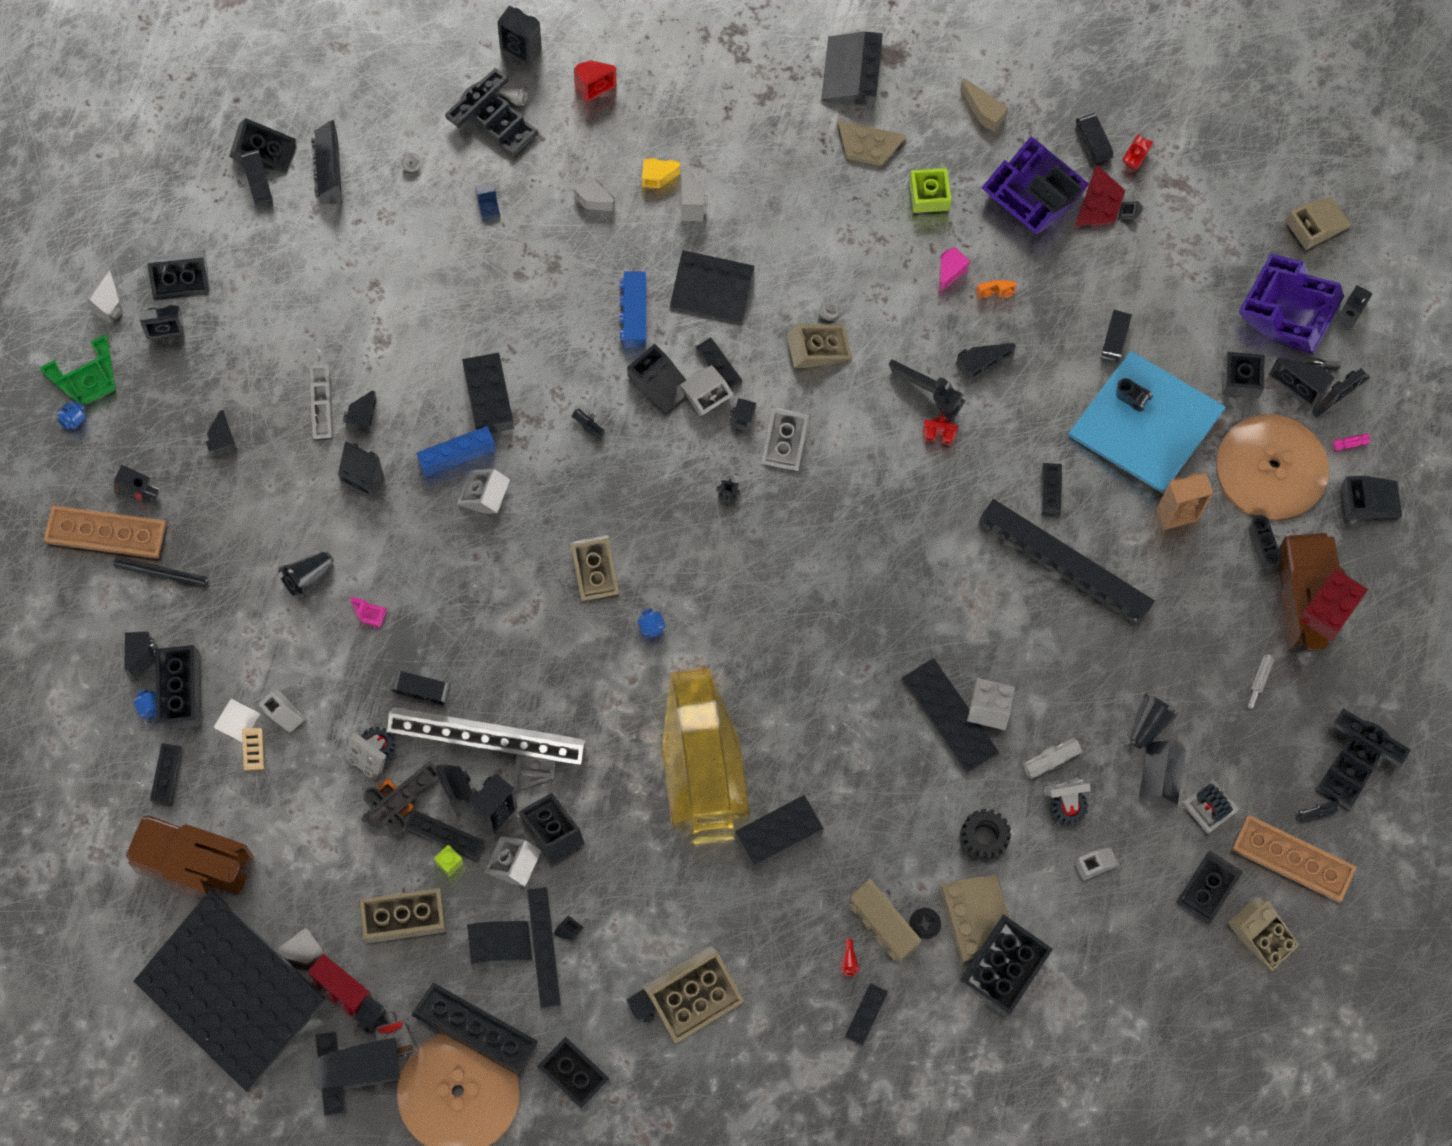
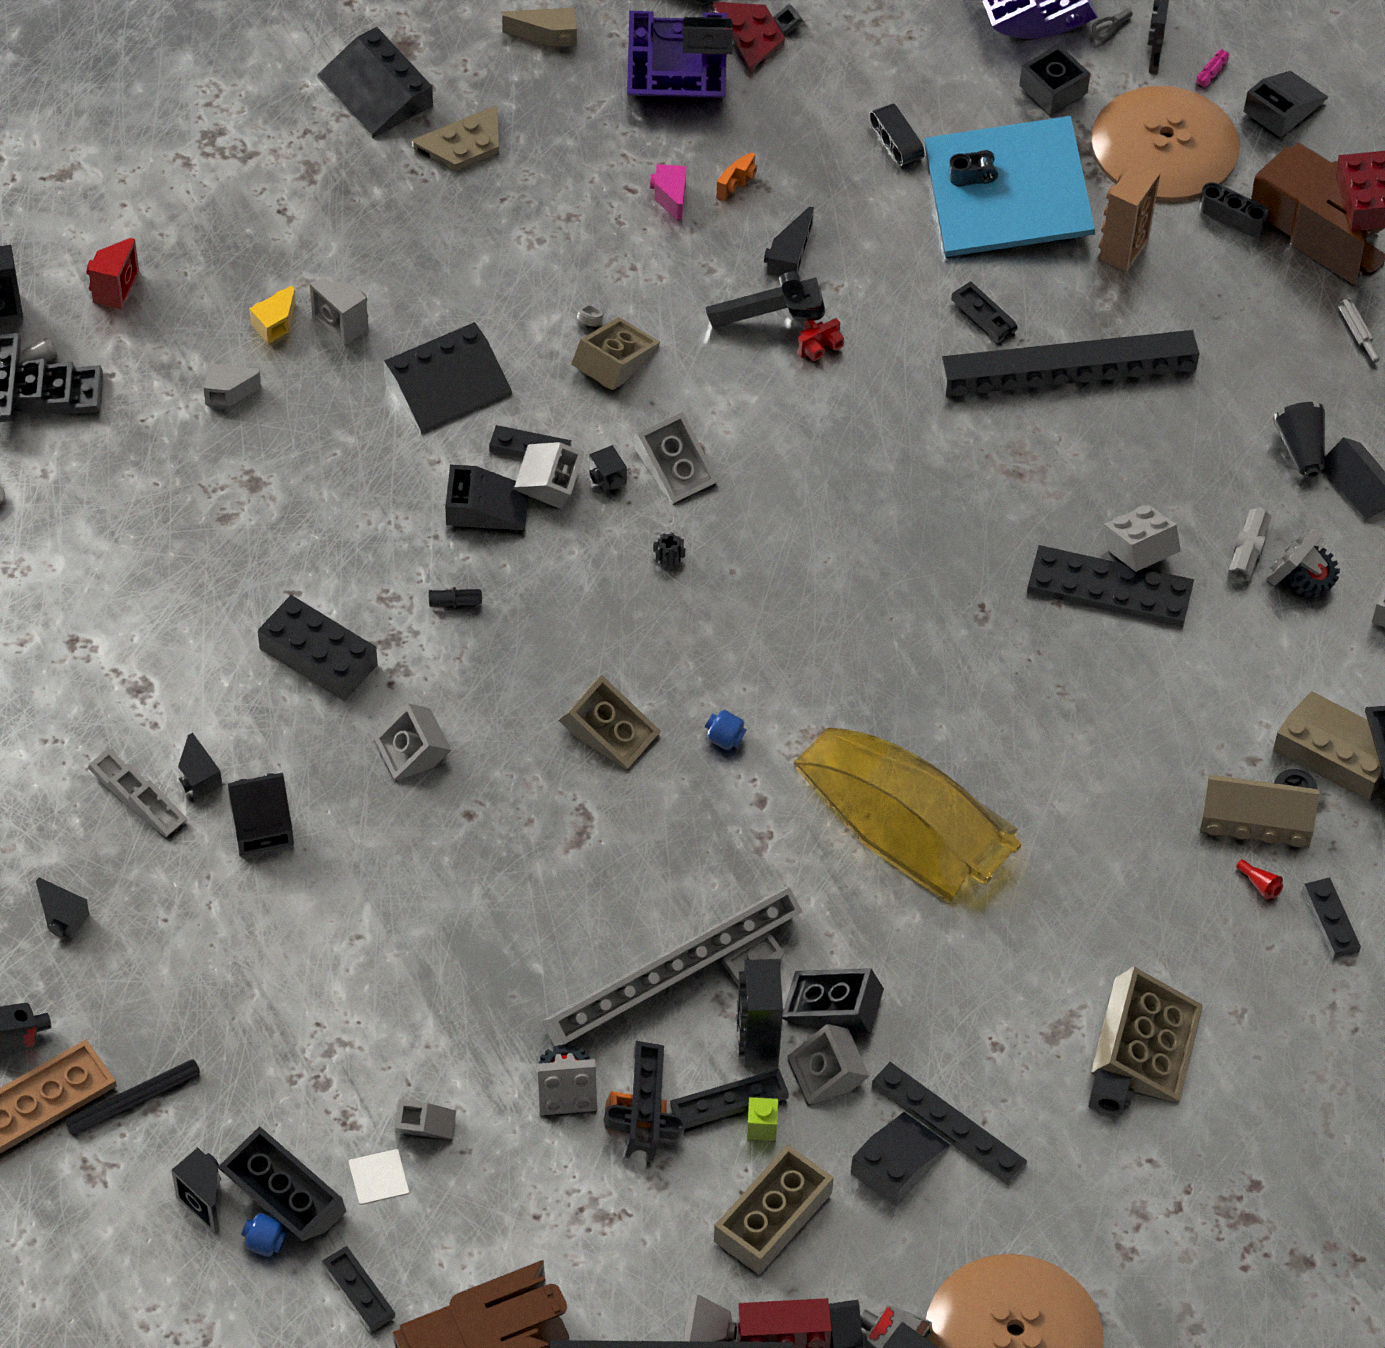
camera: 40 degrees left, 15 degrees down
(251, 732) = (418, 1165): tan slope -> none
(305, 573) = (303, 970): black cone -> none
(369, 613) = (411, 956): dark pink slope -> none
(420, 687) = (549, 980): black beam -> none
(455, 451) = (341, 727): blue brick -> none
(456, 787) = (696, 1043): black slope -> none
(475, 1028) = (966, 1254): black plate -> none
(487, 201) = (115, 472): dark blue slope -> none
(568, 928) = (954, 1084): black slope -> none
(573, 1074) = (1115, 1210): black brick -> none
(634, 312) = (387, 456): blue brick -> none
(778, 832) = (1066, 819): black brick -> none
(930, 190) = (576, 134): lime brick -> none
(989, 820) = (1263, 677): black tyre -> none
(1302, 379) = (1114, 42): black slope -> none

